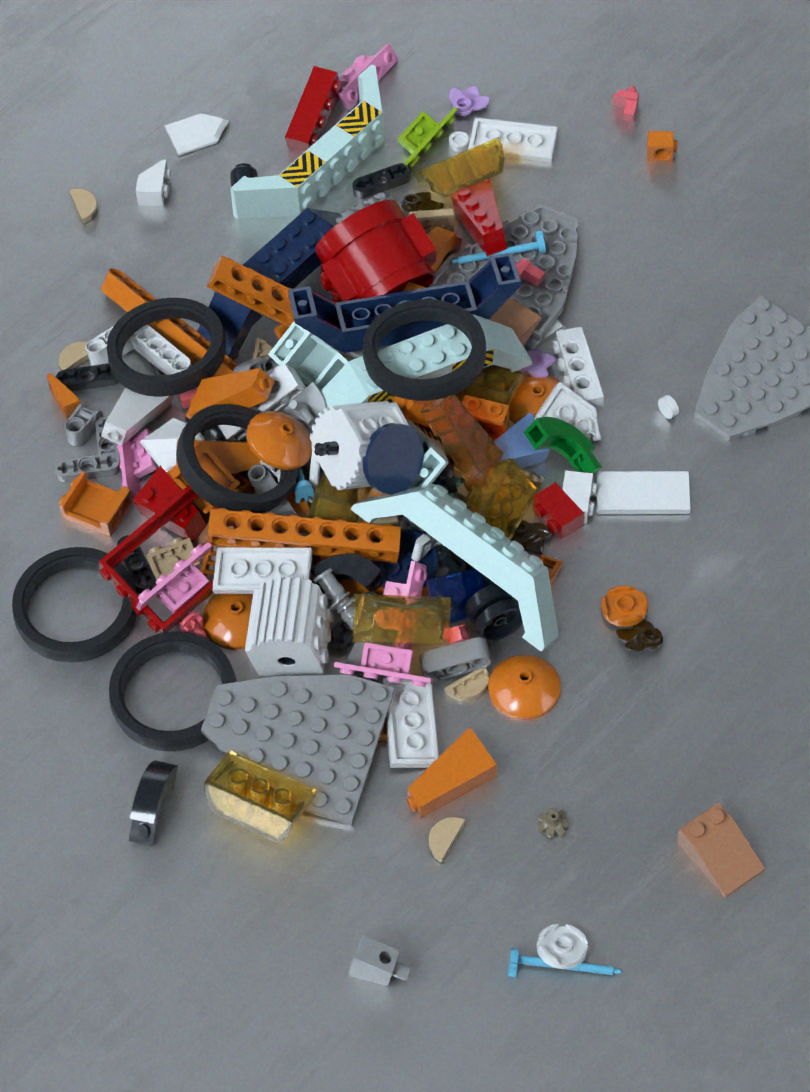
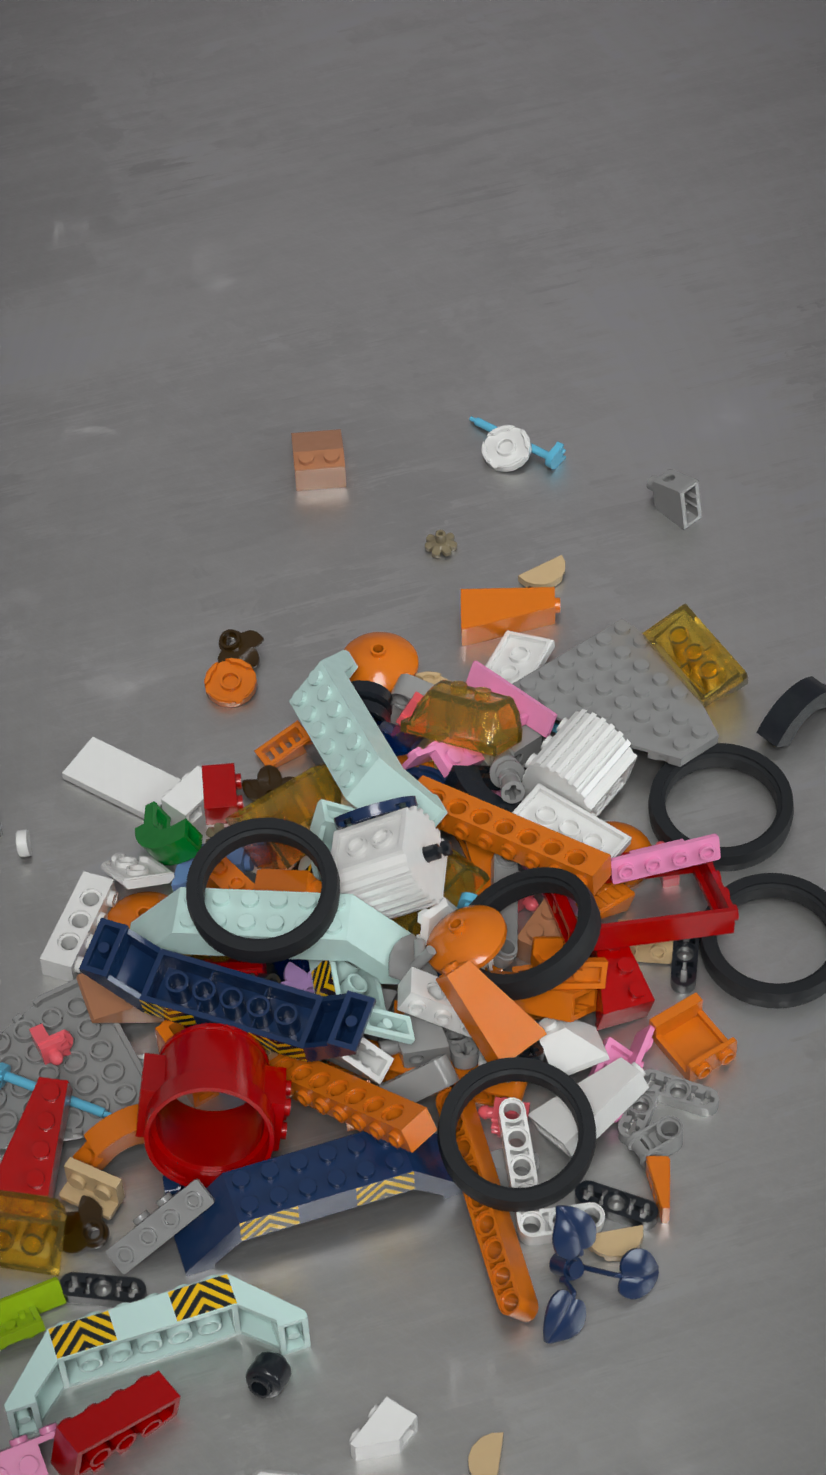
camera: 150 degrees left, 5 degrees down
(92, 317) = (571, 1234): none -> dark blue plant

